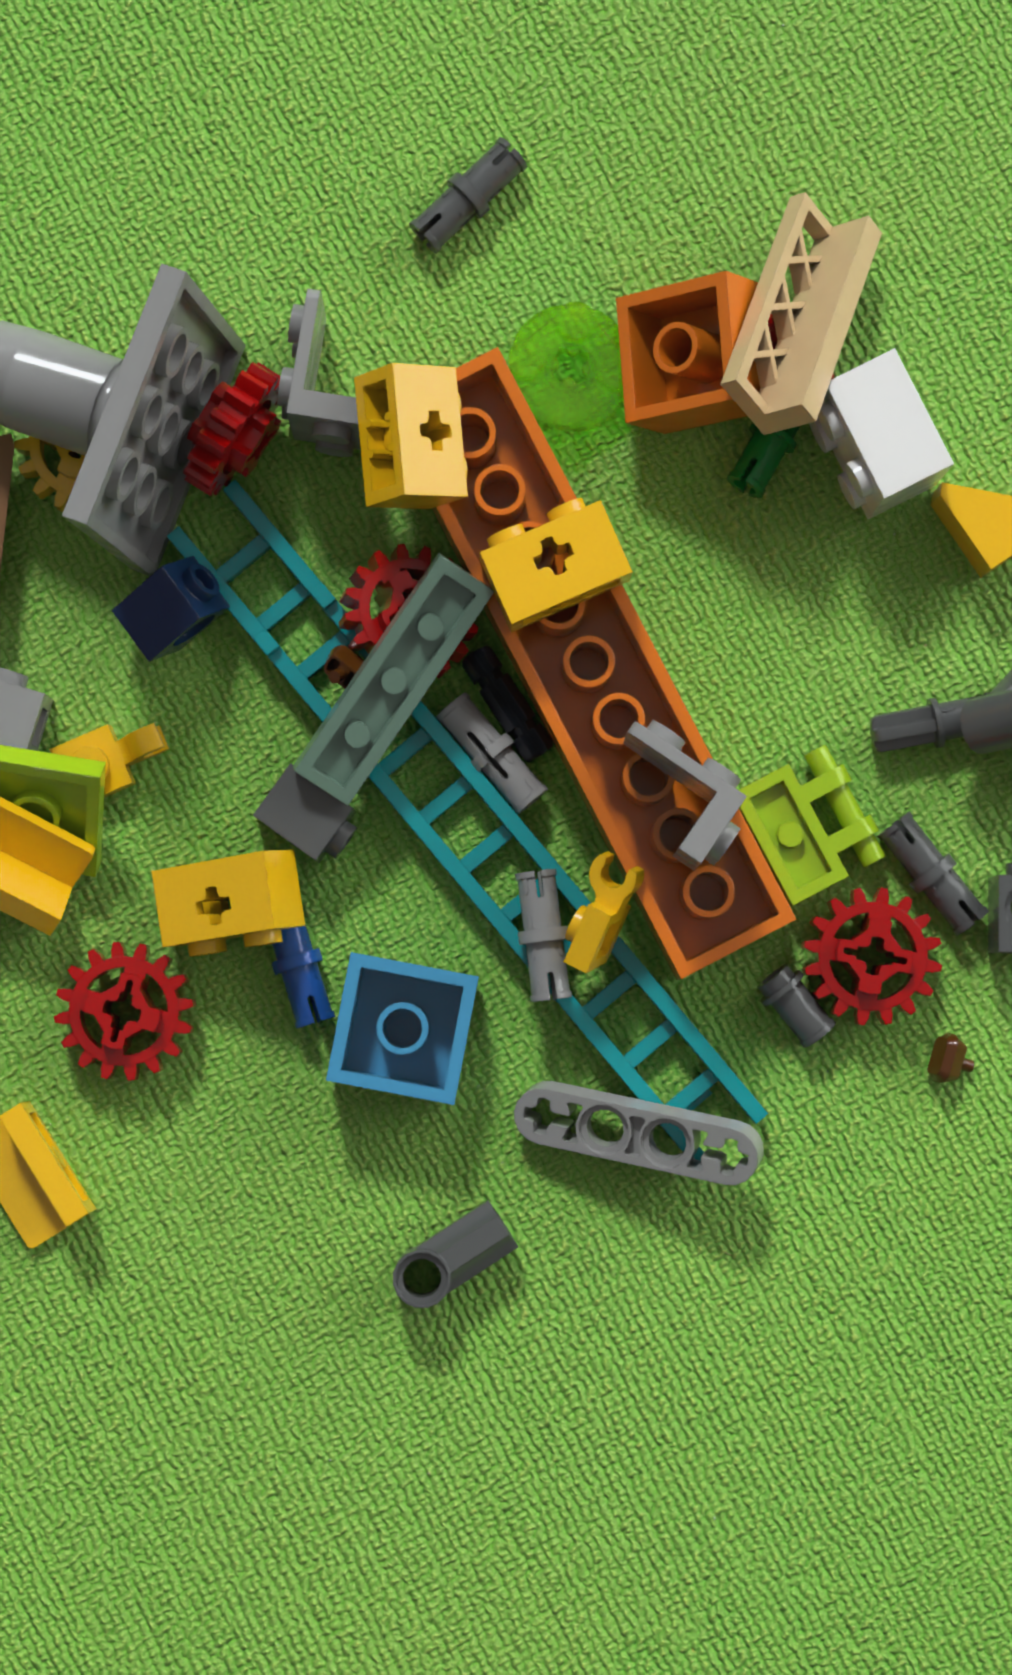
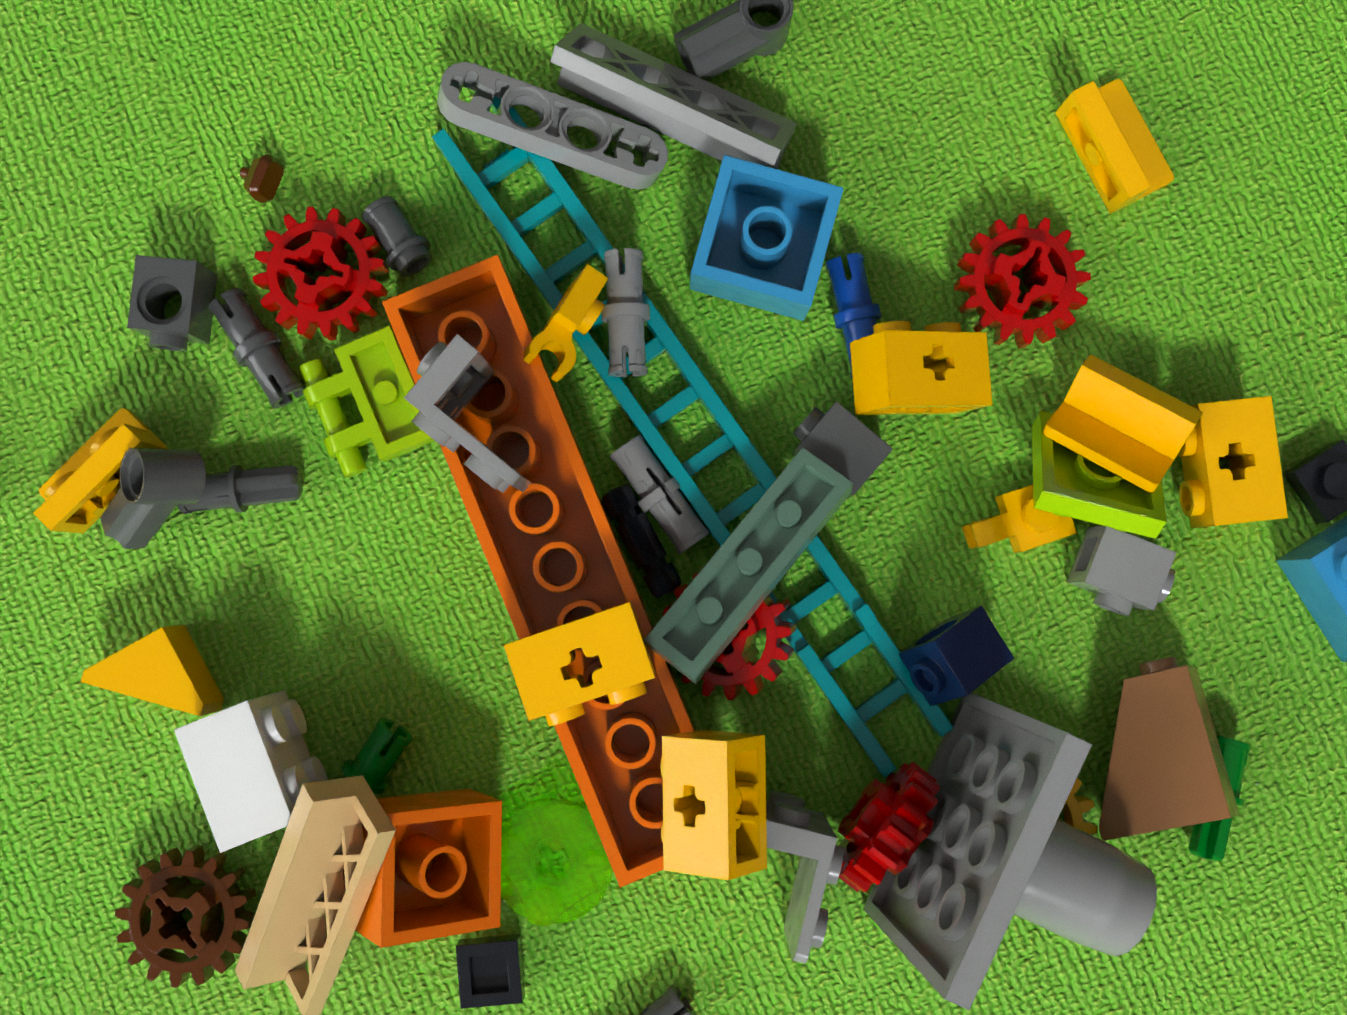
camera: 170 degrees left, 0 degrees up
(342, 665) = (796, 585): reddish brown rock -> none
(511, 1174) = (669, 99): none -> light grey fence
(623, 252) = (490, 971): none -> black plate
(956, 299) = (205, 937): none -> reddish brown gear

